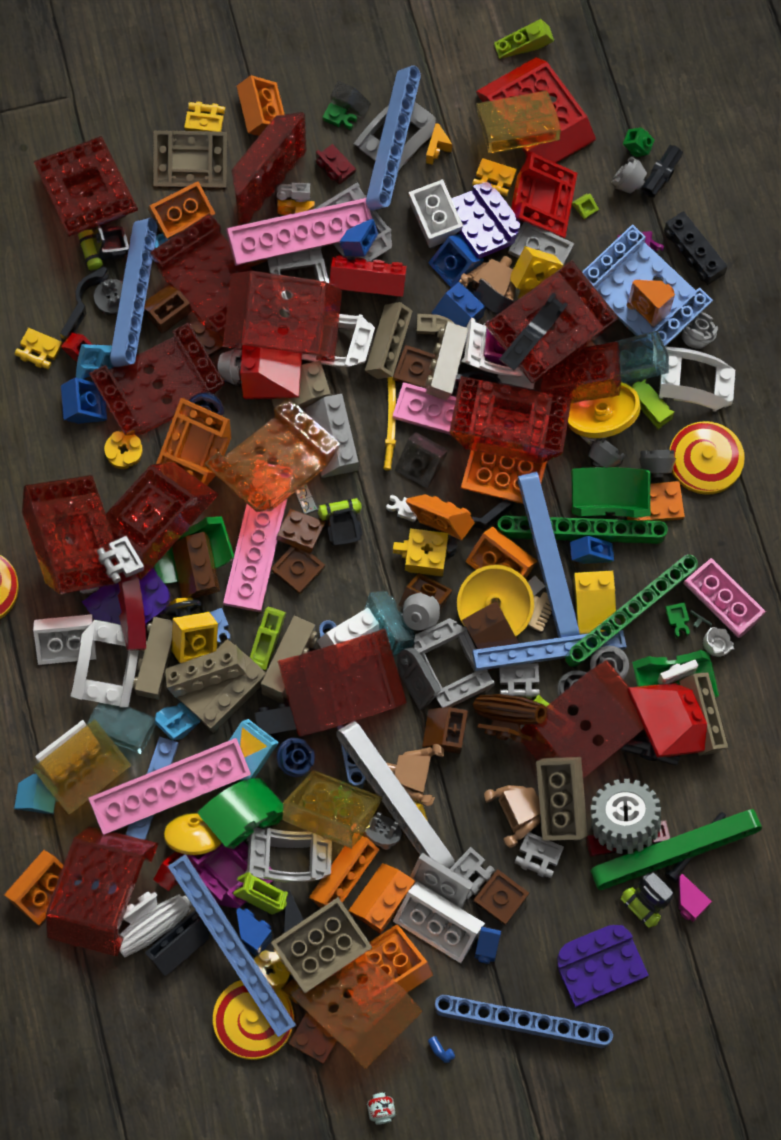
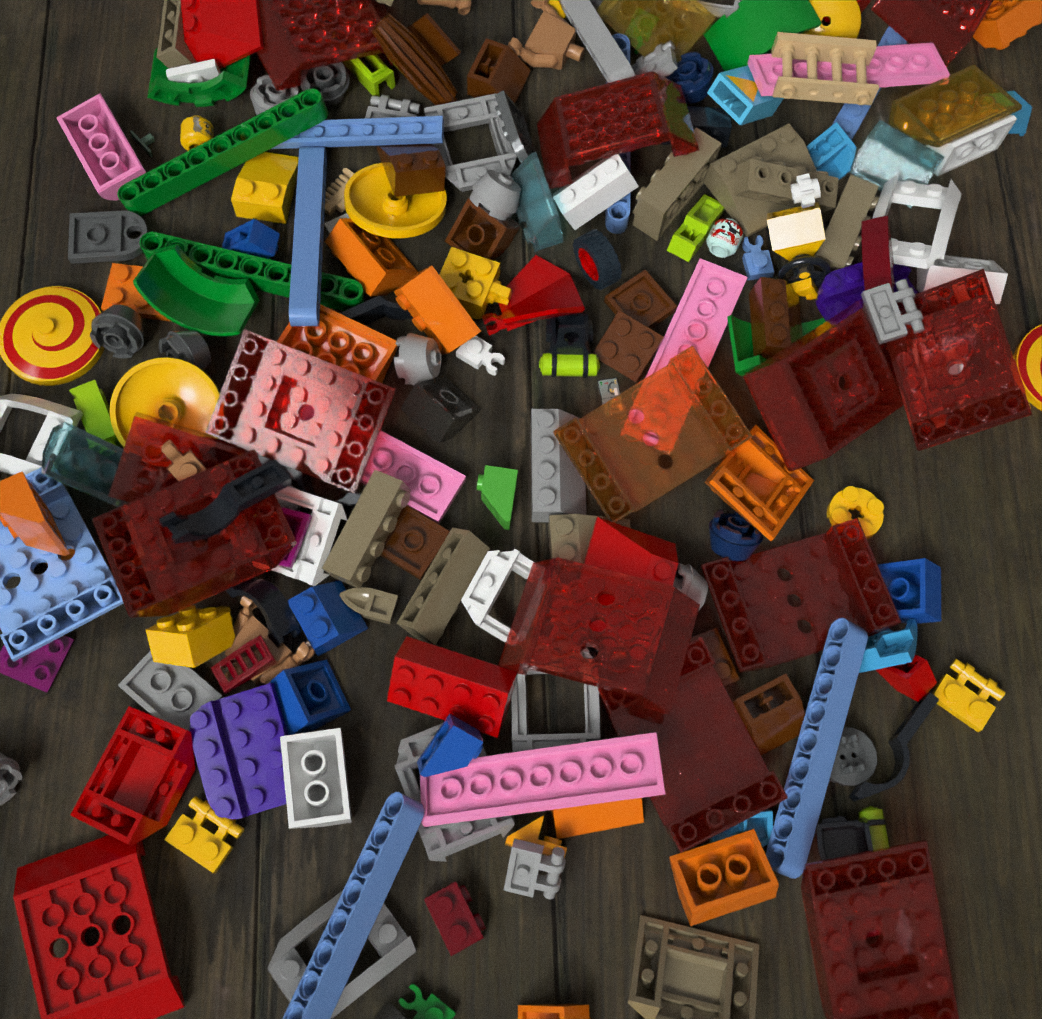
camera: 170 degrees left, 0 degrees up
(192, 651) = (805, 190): none -> white gear
(203, 780) = (824, 49): none -> tan fence
(244, 633) = (724, 237): none -> light aqua head
(267, 163) = (585, 906): clear red slope -> none
(322, 754) = (660, 61): none -> light grey plate
(336, 584) = (597, 259): none -> black wheel
(368, 410) = (498, 492): none -> bright green slope
(368, 547) = (537, 294): none -> red panel
(390, 442) = (477, 445): yellow sword -> none
(438, 142) = (274, 922): light orange slope -> none
(445, 482) = (417, 359): none -> light grey cone
(493, 275) = (248, 673): none -> dark red slope
(518, 121) = (128, 909): clear yellow slope -> none
(575, 366) = (183, 464): none -> medium nougat plate
(585, 205) = (78, 754): lime slope -> none
(659, 627) = (195, 131): none -> yellow head
(677, 617) = (169, 145): green plate -> none
(698, 535) = (104, 236): none -> dark grey plate
(717, 642) = (132, 104): white hair -> none

